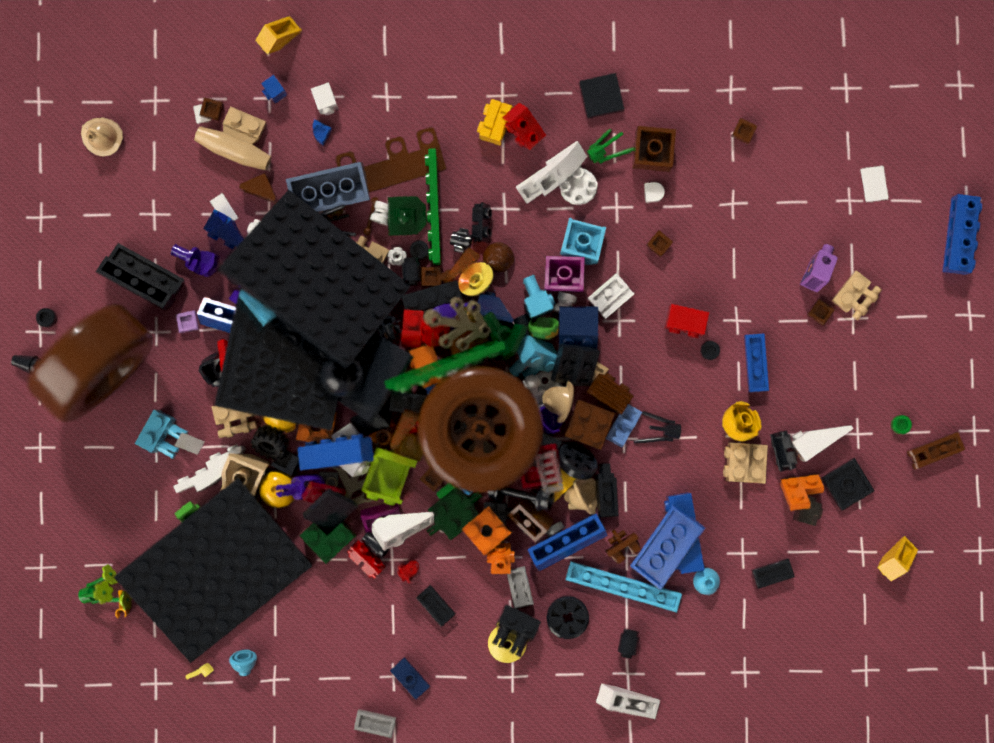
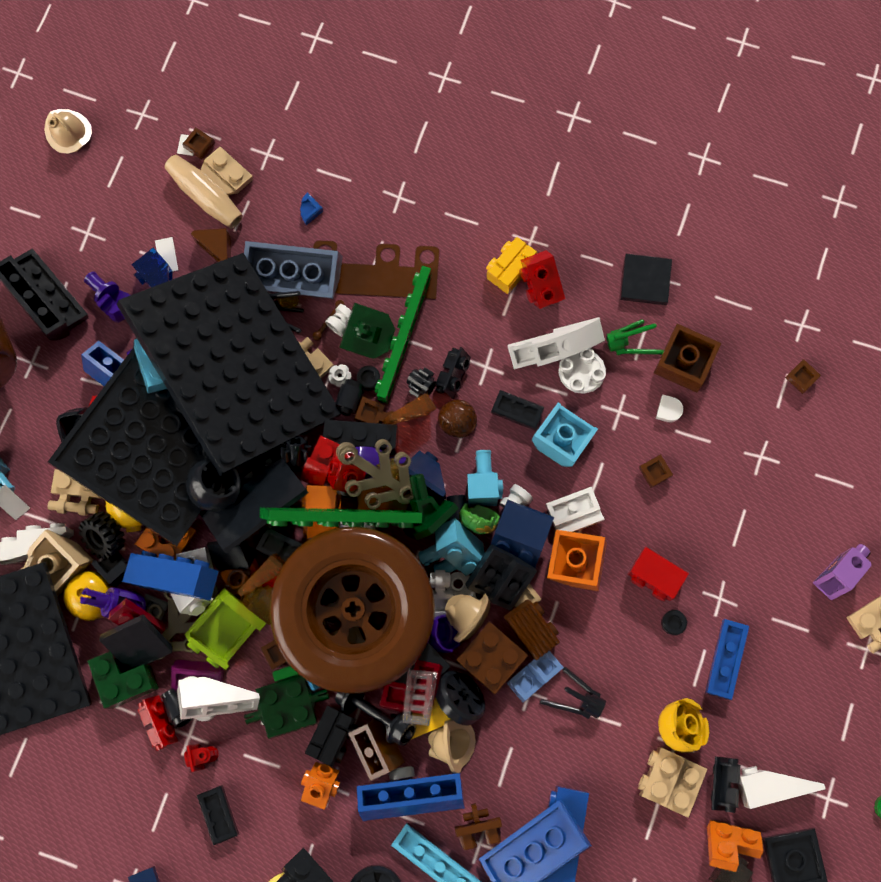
camera: 25 degrees right, 10 degrees down
(187, 321) = (70, 364): lavender tile -> none
(273, 89) = (275, 145): blue plate -> none
(277, 34) = (303, 89): yellow slope -> none
(324, 99) = (327, 174): white brick -> none
(475, 279) = (420, 433): light yellow dish -> none
(486, 543) = (299, 736): orange piece -> none
(520, 587) = (330, 833): light grey plate -> none
(541, 234) = (517, 410): none -> black plate
(564, 273) = (528, 463): magenta slope -> none
(606, 492) = (483, 752): black hinge -> none
(625, 331) = (577, 559): none -> orange slope
(820, 312) = (828, 626): reddish brown tile -> none

